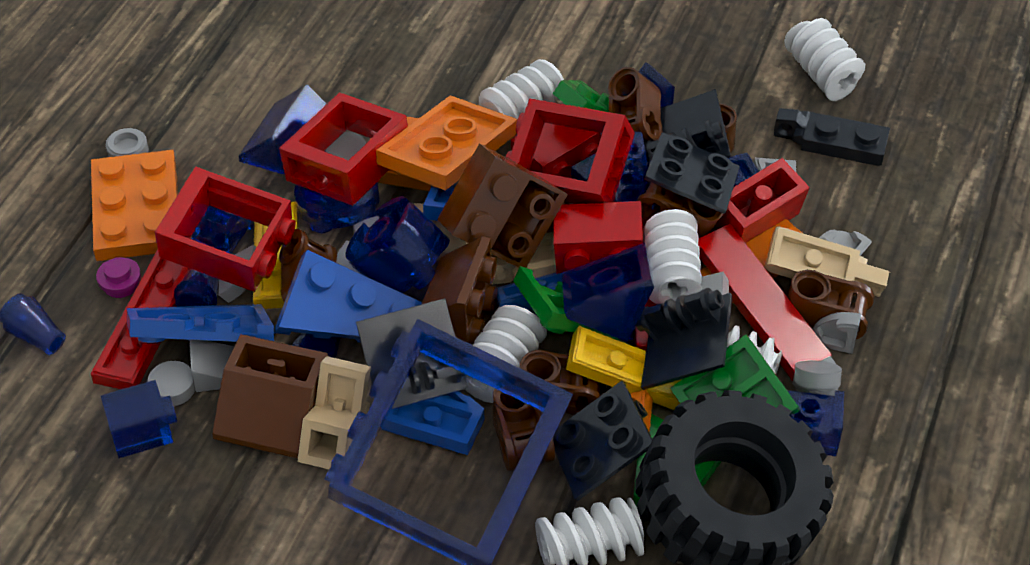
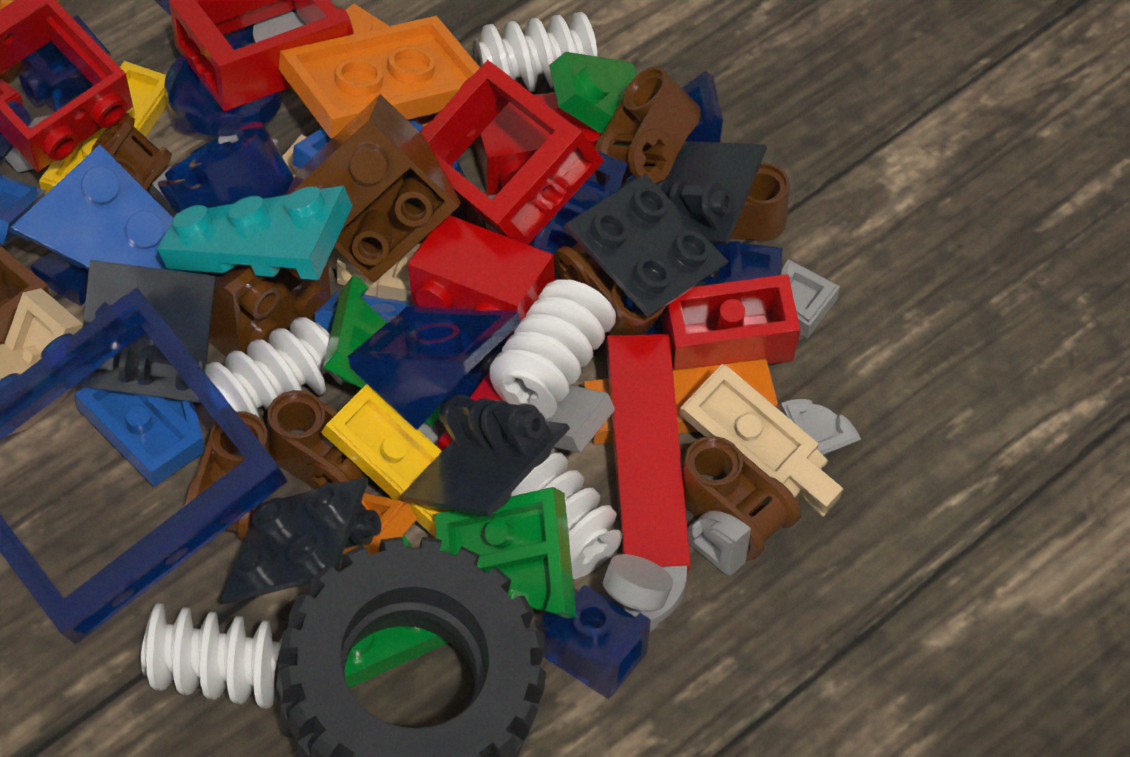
camera: 25 degrees right, 5 degrees up
(461, 256) = (259, 232): none -> teal wing
(825, 57) = (980, 162): white piece -> none
(833, 135) = (921, 274): black hinge -> none

